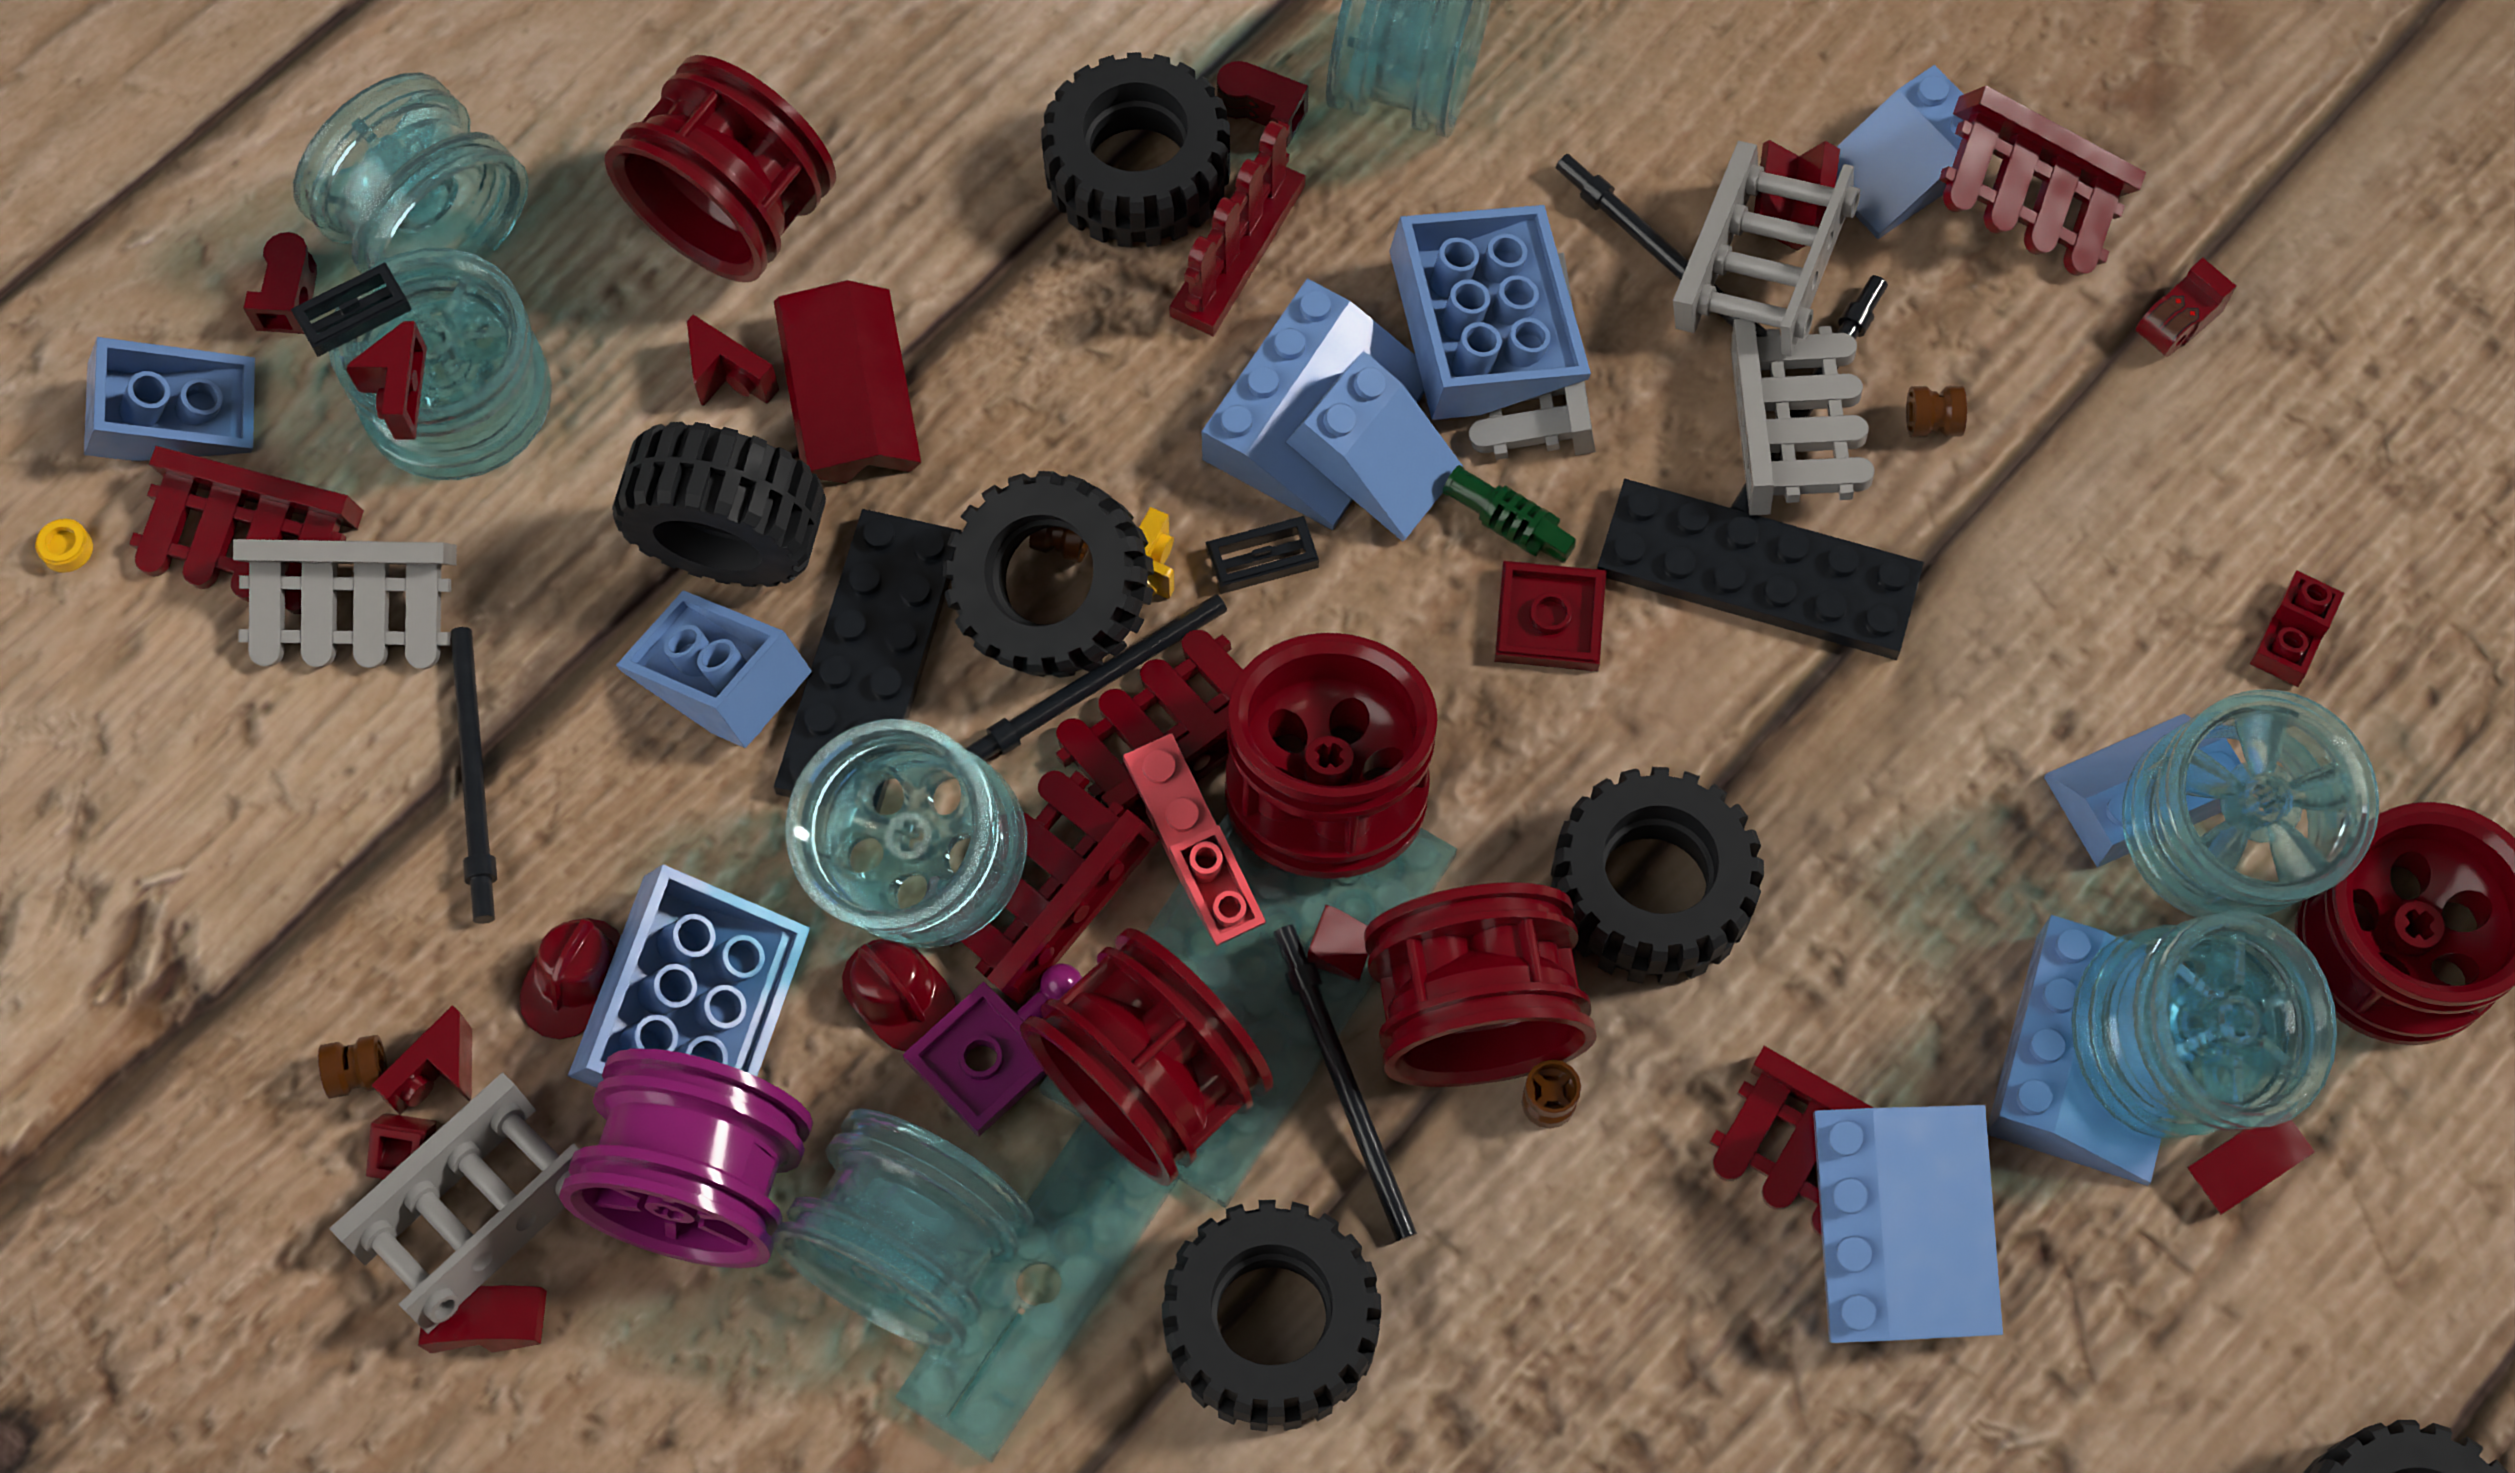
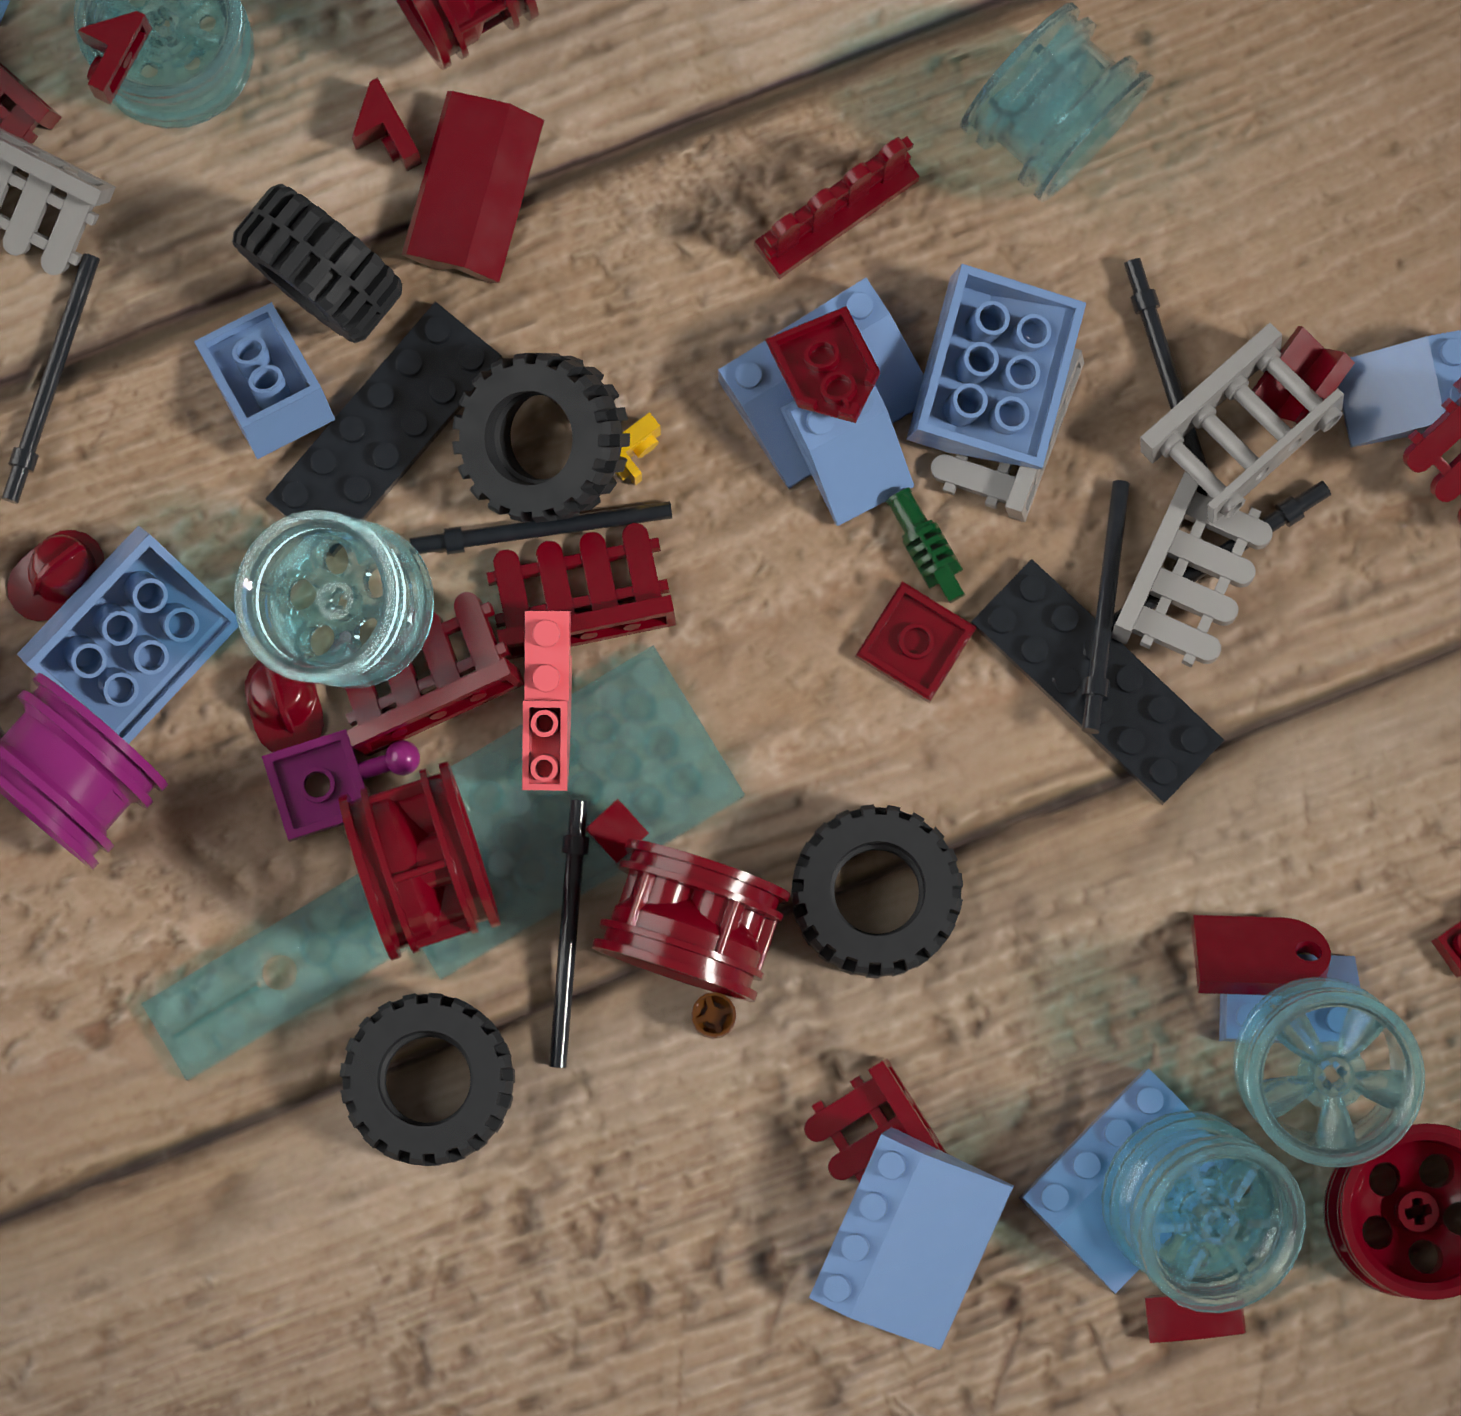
camera: 25 degrees right, 15 degrees up
(904, 1229) = (193, 898): clear light blue wheel -> none
(1127, 97) = (793, 40): black tyre -> none
(1262, 95) = (922, 90): dark red leg -> none
(1267, 571) = (721, 501): black tile -> none
(1315, 806) = (689, 627): dark red wheel -> none
(1317, 362) = (826, 365): none -> dark red tile
(1765, 559) = (1096, 686): none -> black bar
(1929, 411) = (1305, 621): reddish brown wheel -> none
(2084, 751) = (1255, 953): none -> dark red tile

